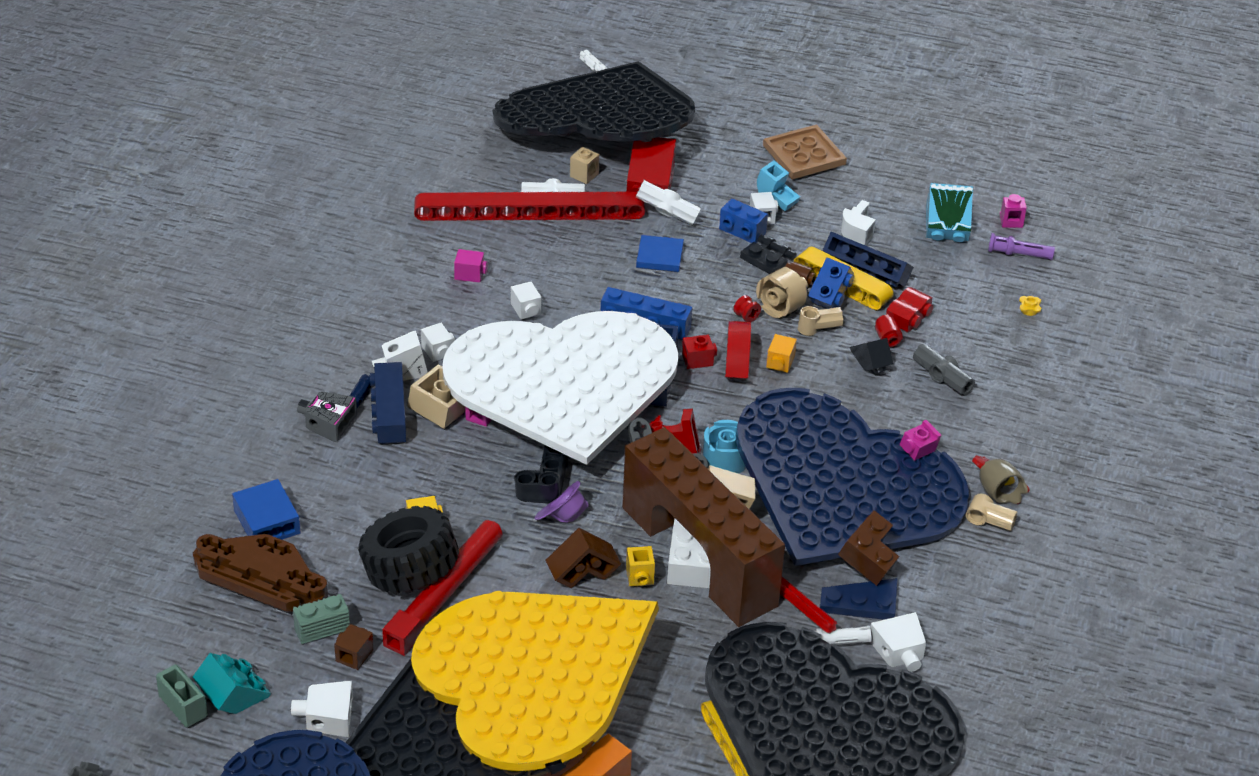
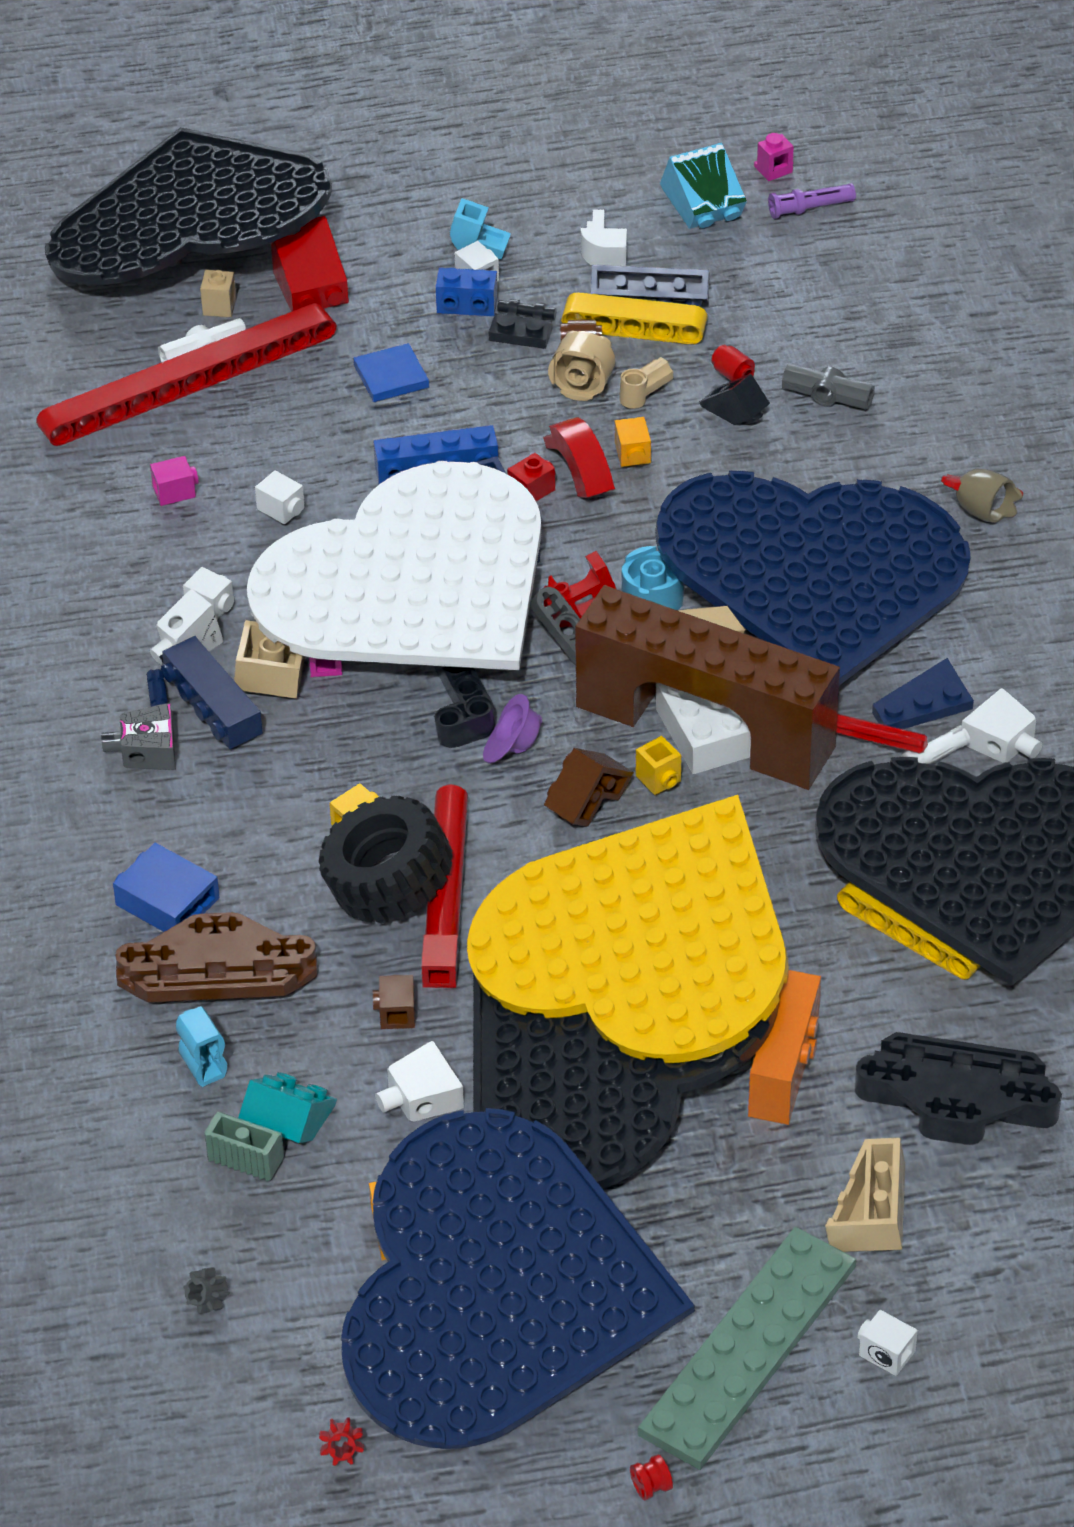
camera: 25 degrees left, 5 degrees up
(203, 619) = (201, 1046): none -> medium azure brick
(321, 618) = (334, 986): sand green brick -> none
(591, 61) = (119, 149): white axle -> none
(668, 202) = (361, 303): white piece -> none
(747, 309) = (550, 402): red wheel -> none
(804, 151) = (472, 170): medium nougat plate -> none
(831, 284) = (633, 332): blue brick -> none
(867, 552) = (905, 639): reddish brown brick -> none
(910, 308) = (740, 325): red brick -> none
(920, 440) = (874, 483): dark pink brick -> none
(984, 510) = (988, 539): tan piece -> none
(1030, 305) = (869, 268): yellow plate -> none

